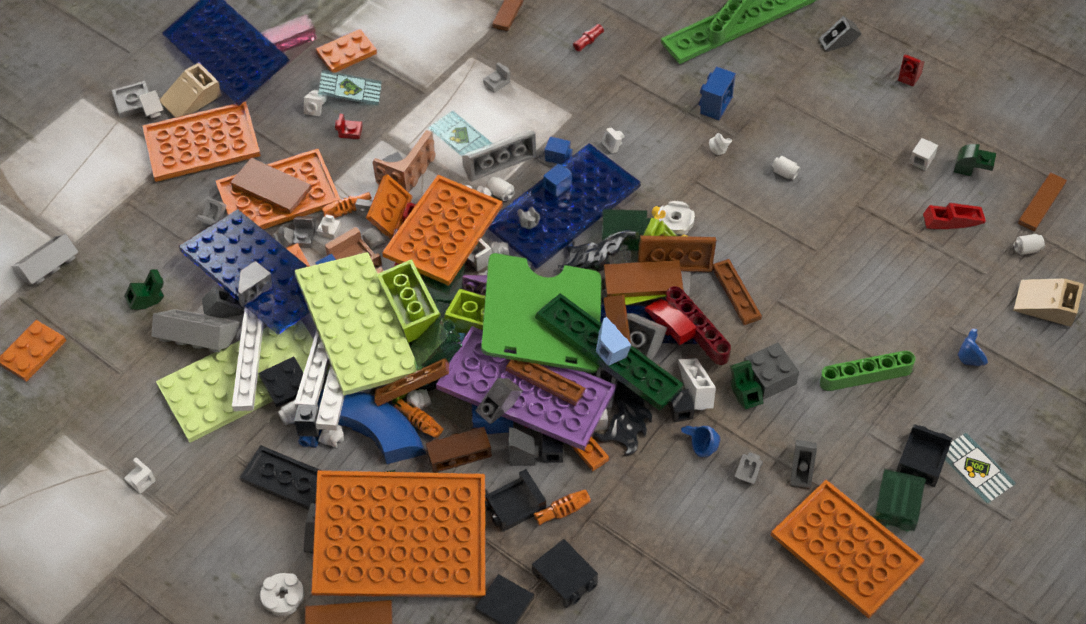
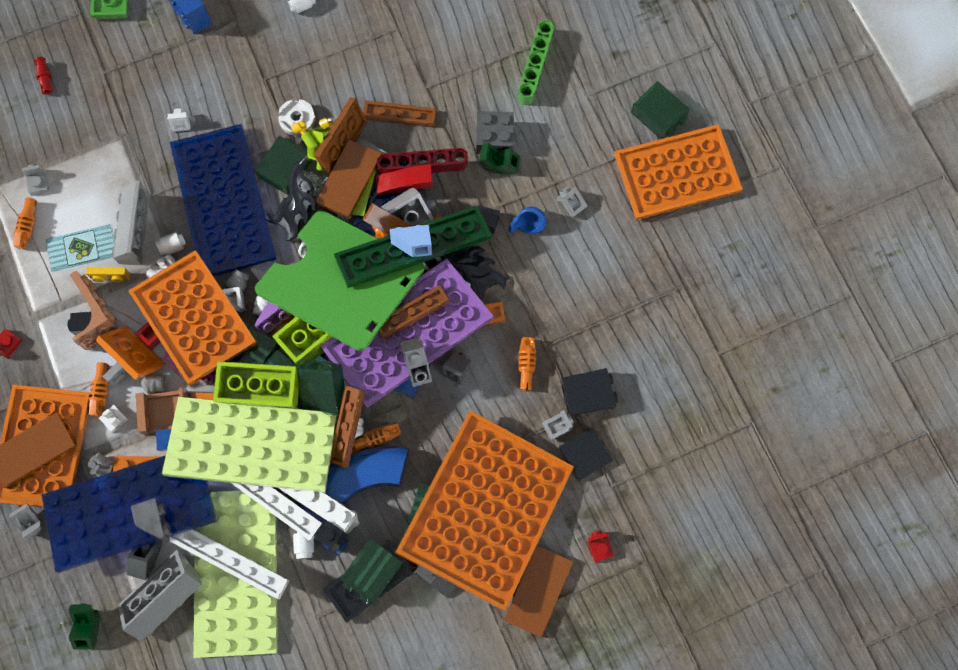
camera: 65 degrees left, 20 degrees up
(278, 583) = (469, 640): white plate -> none
(282, 381) = (268, 538): black plate -> none
(293, 470) = (371, 572): none -> clear green brick
(304, 231) = (102, 442): flat silver slope -> none
(450, 165) = (115, 274): none -> yellow plate
(456, 89) = (25, 224): none -> orange hinge
(458, 449) = (424, 419): reddish brown brick -> none
(515, 502) = (500, 398): black panel -> none
(517, 562) = (558, 425): none -> light grey bracket
(528, 219) = (223, 237): light grey arm -> none
(552, 450) = (469, 344): black brick -> none
(557, 150) = (160, 172): blue brick -> none
(557, 180) = (198, 190): blue brick -> none
(698, 382) = (472, 194): white slope -> none
(718, 144) = (242, 37): white arm -> none
(803, 463) = (590, 158): dark grey slope -> none
(924, 454) = (631, 70): black panel -> none
(978, 468) = (658, 40): sticker -> none

